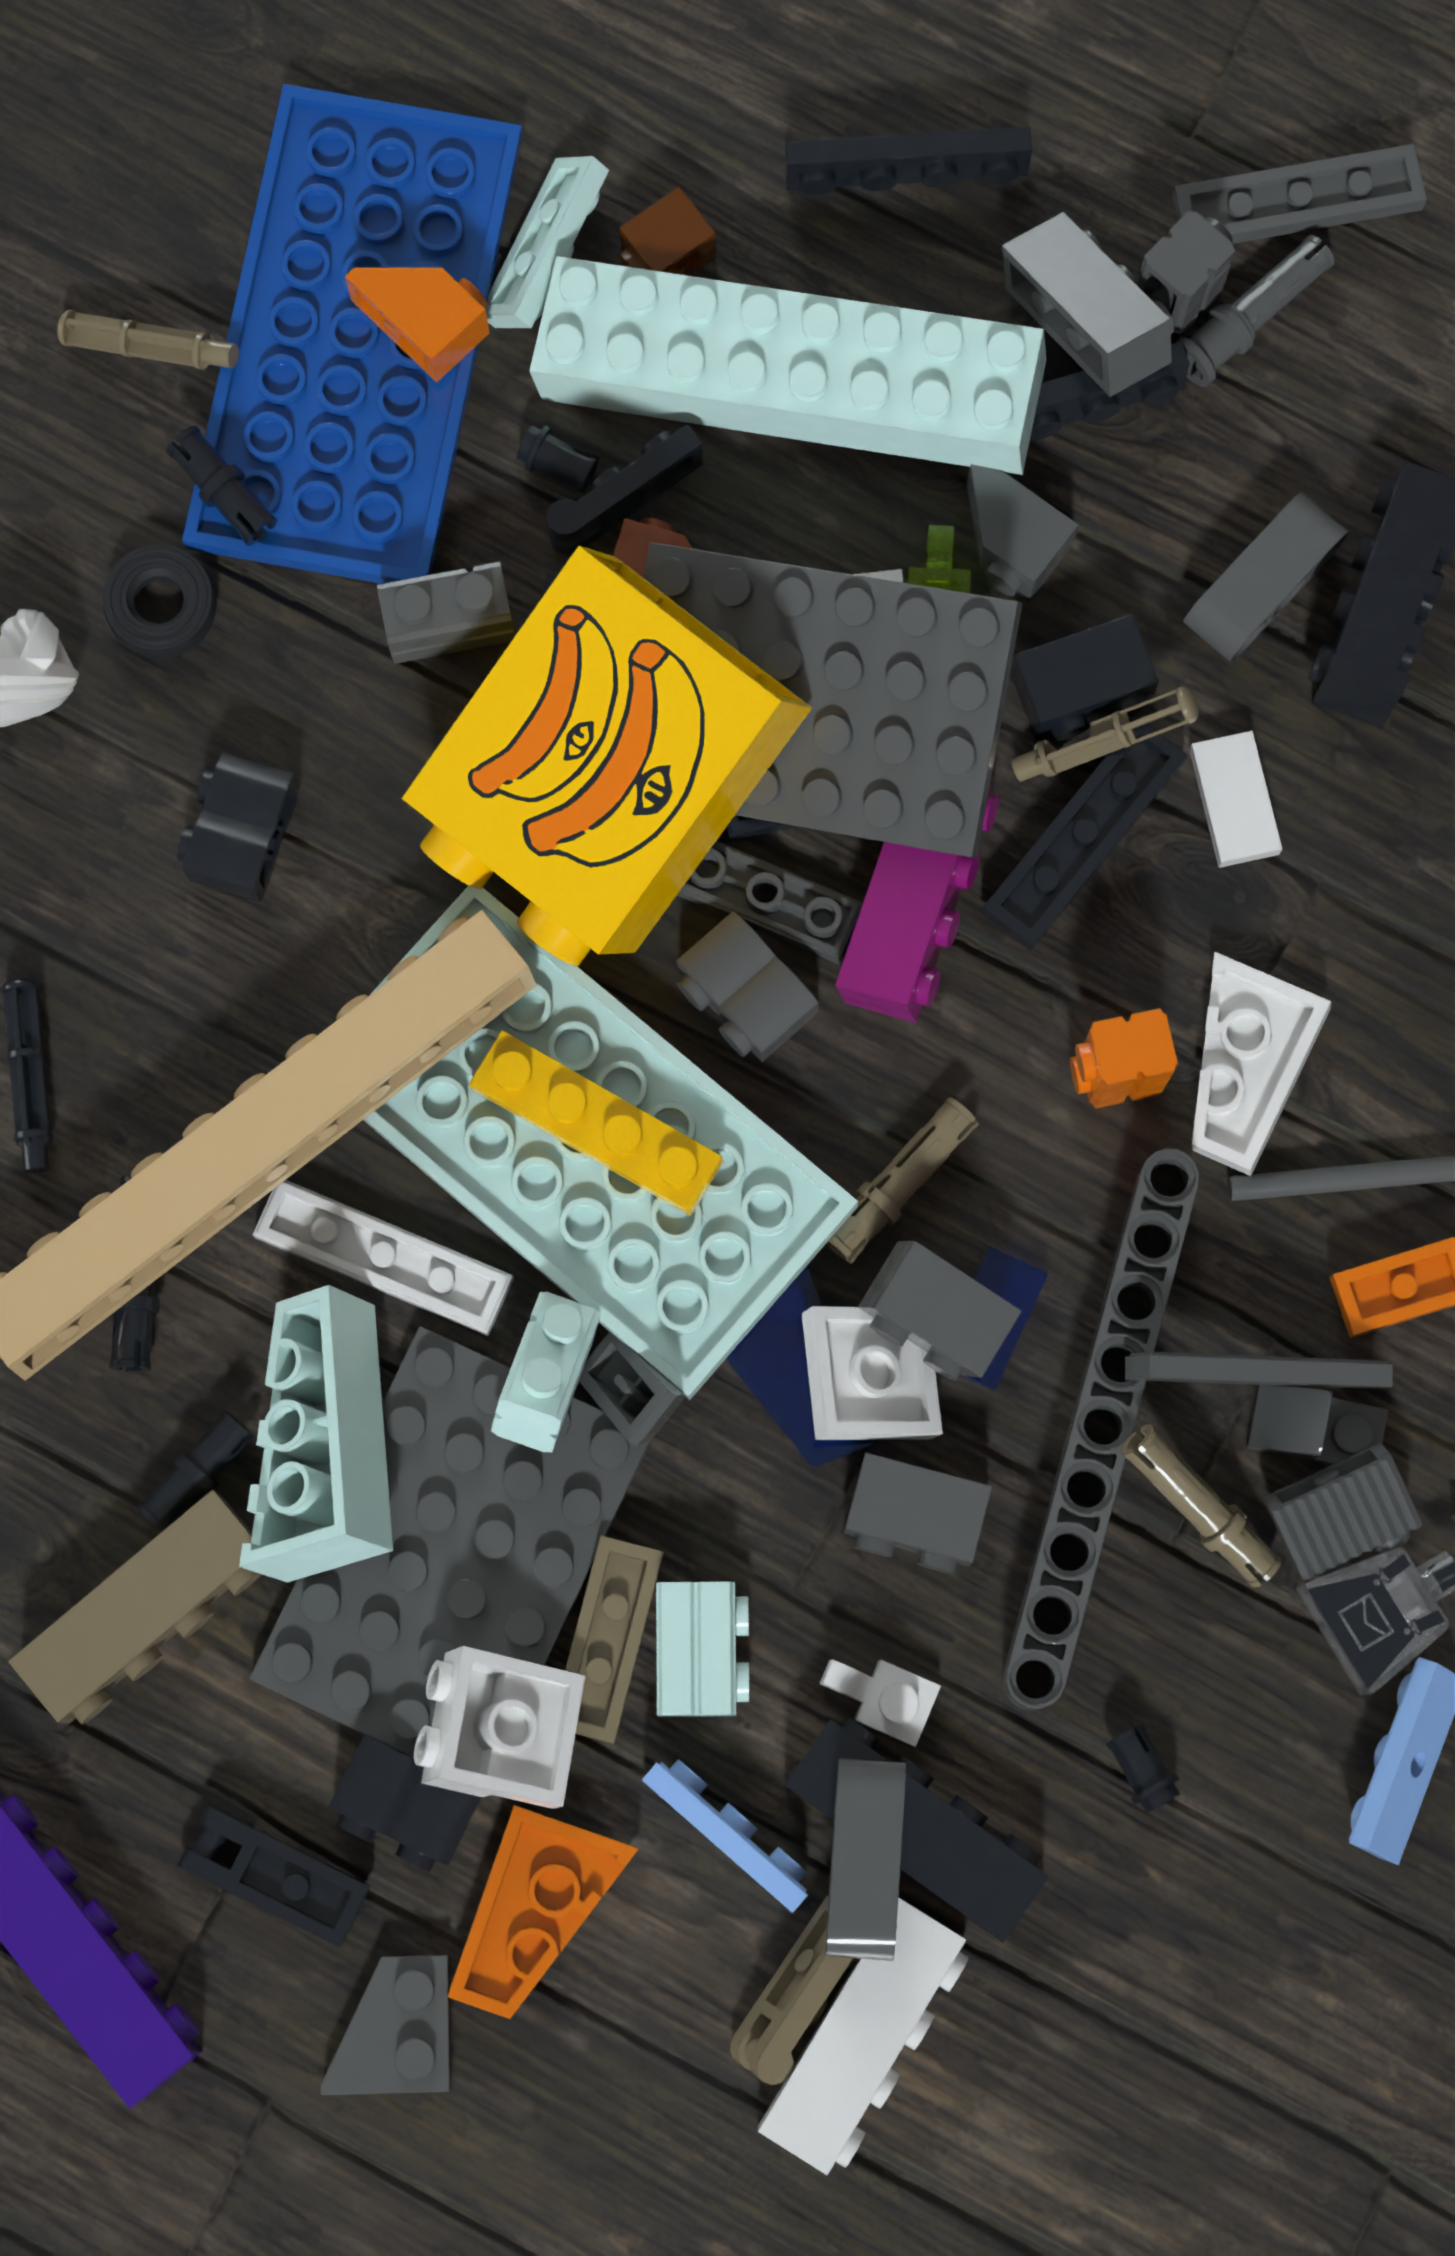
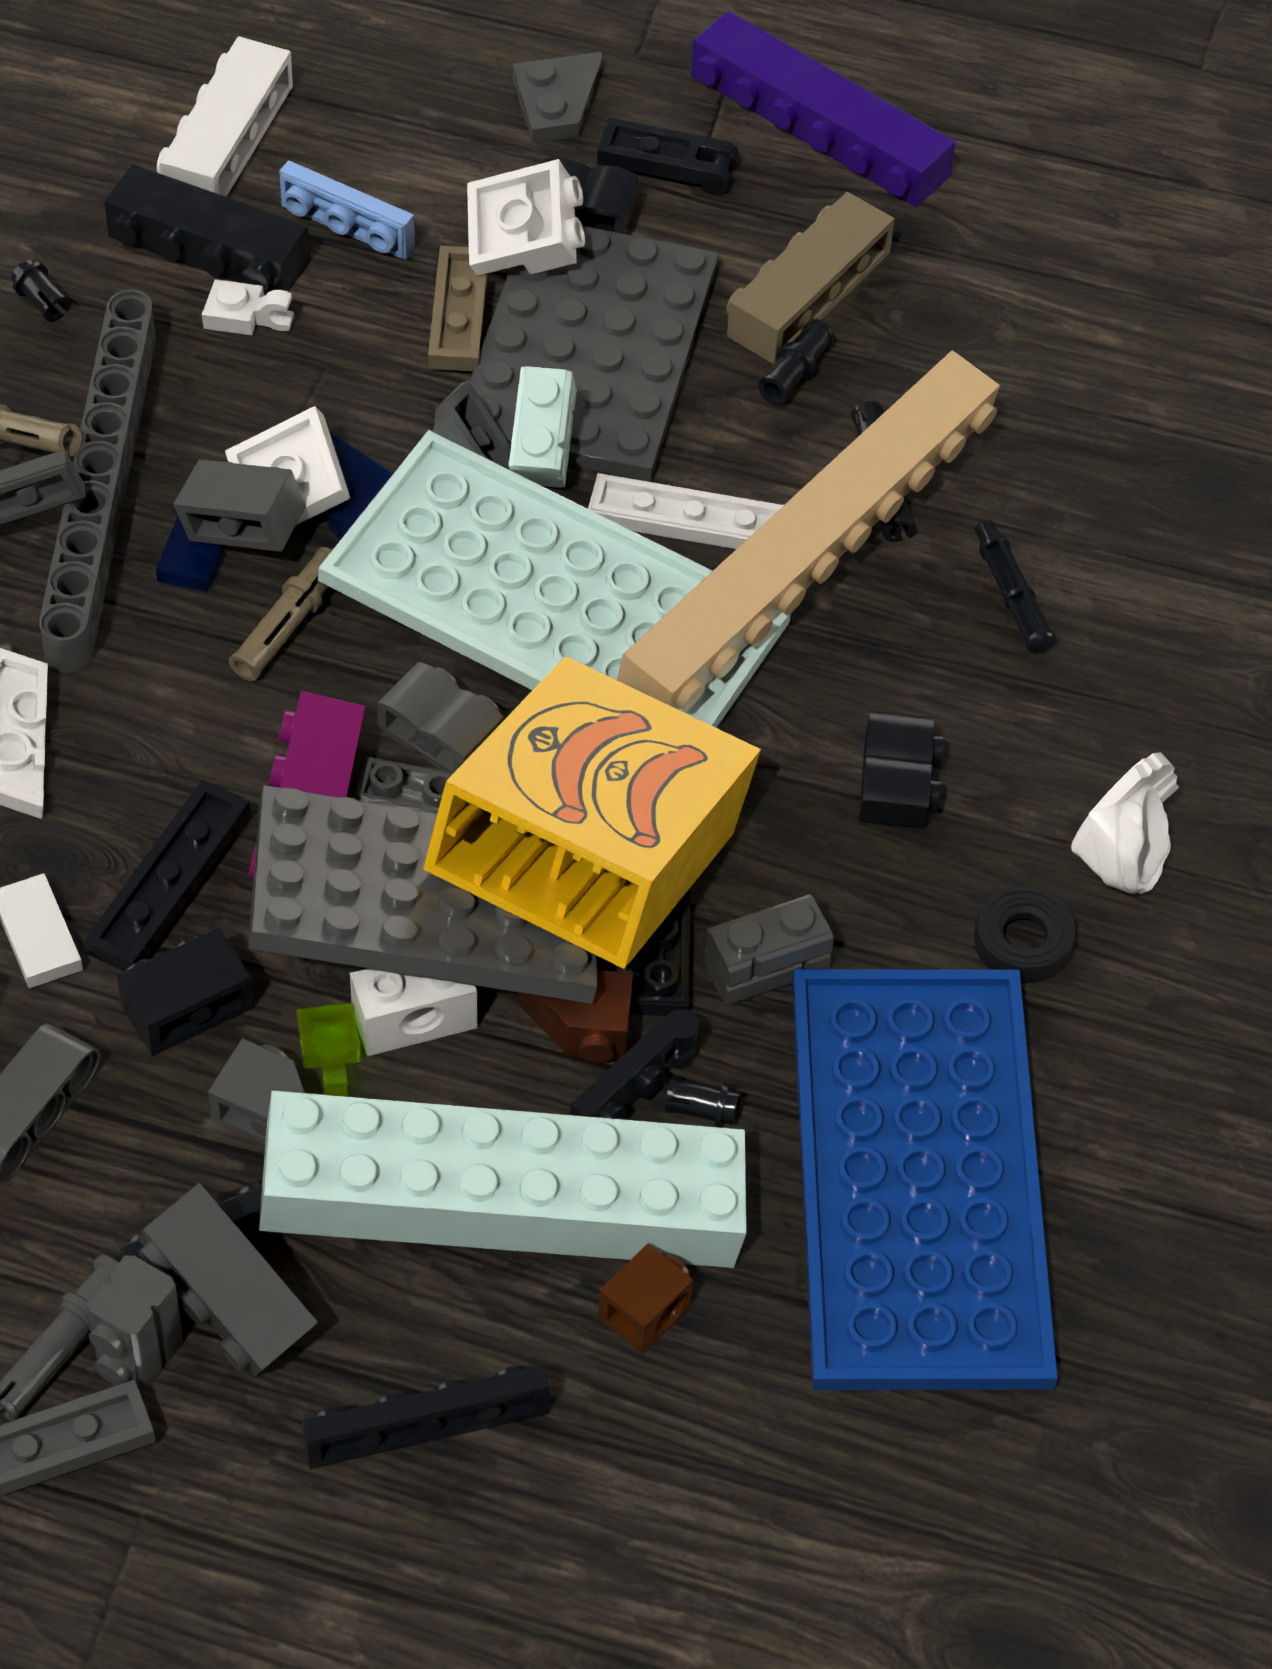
camera: 165 degrees right, 25 degrees down
(145, 341) = (1109, 1128): dark tan piece -> none
(221, 485) = (996, 1000): black pin -> none
(322, 1440) = (702, 364): light aqua wedge -> none
(422, 313) = (860, 1166): orange slope -> none
(532, 1906) = (480, 148): orange wing -> none
(547, 232) = (764, 1281): light aqua plate -> none
(596, 1123) = (542, 589): yellow plate -> none
(698, 1649) = (389, 307): light aqua brick -> none
(789, 2004) = (274, 138): dark tan plate -> none
(866, 1859) = (240, 177): dark grey beam -> none
(917, 1512) = (232, 404): dark grey brick -> none
(1105, 737) = (152, 936): dark tan piece -> none
(1124, 1059) = (111, 693): orange brick -> none

